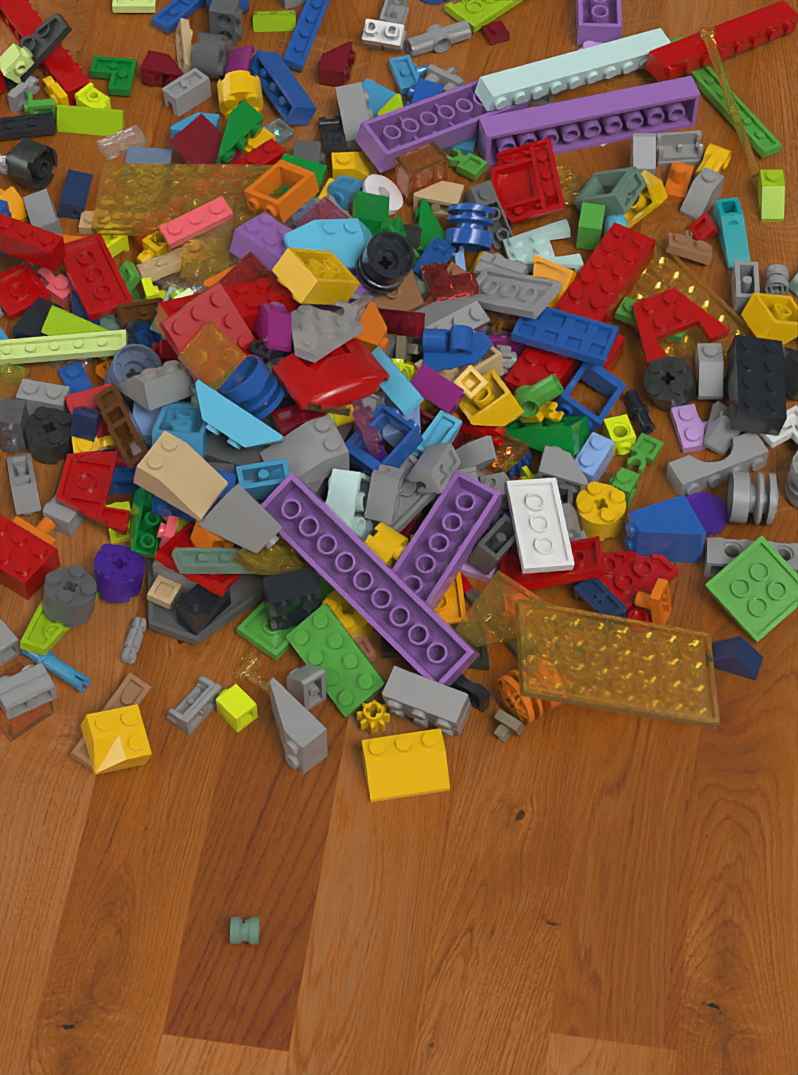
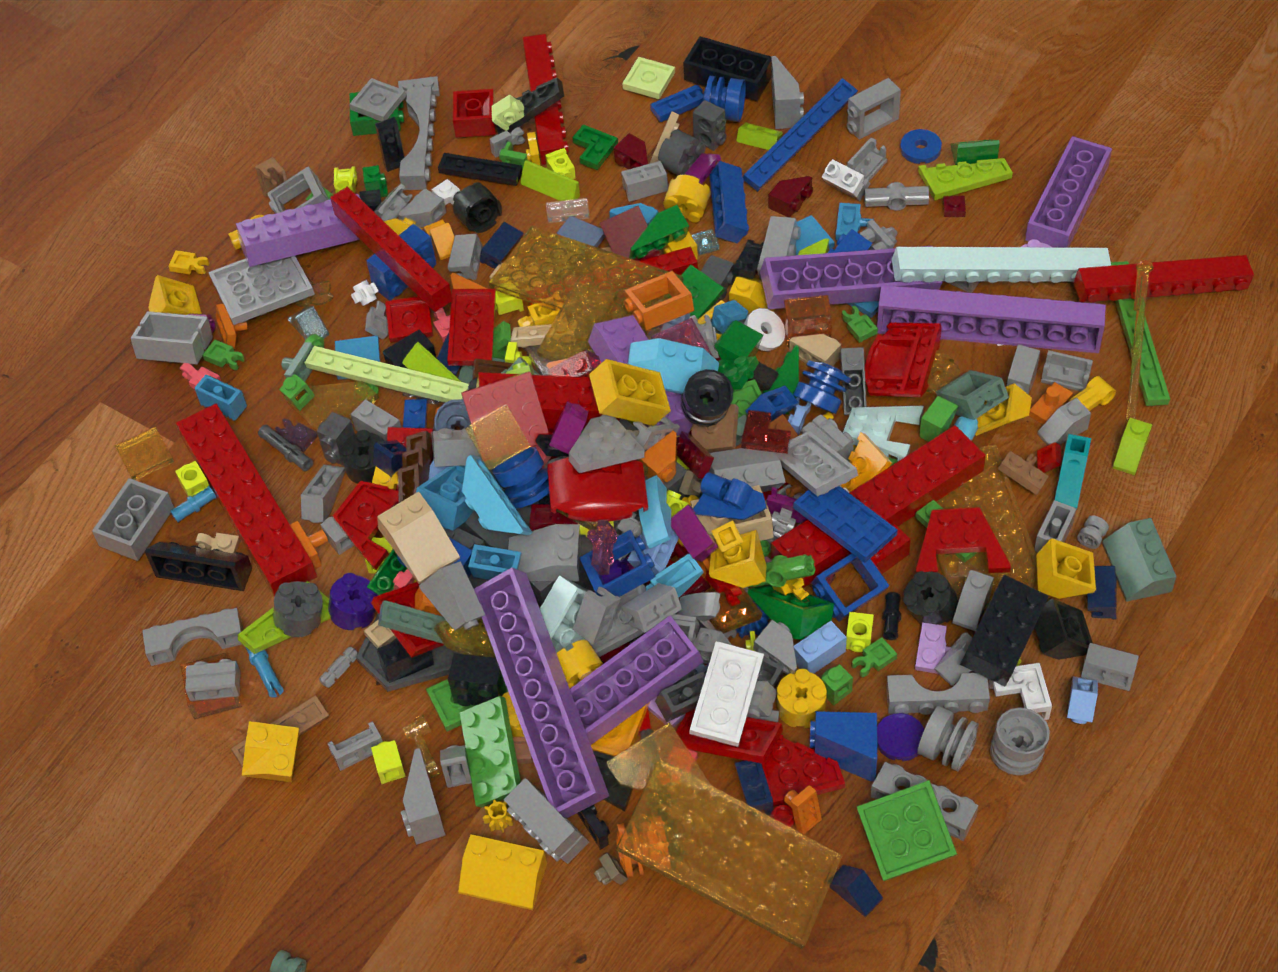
camera: 30 degrees right, 0 degrees up
(196, 222) = (570, 306): coral plate -> none

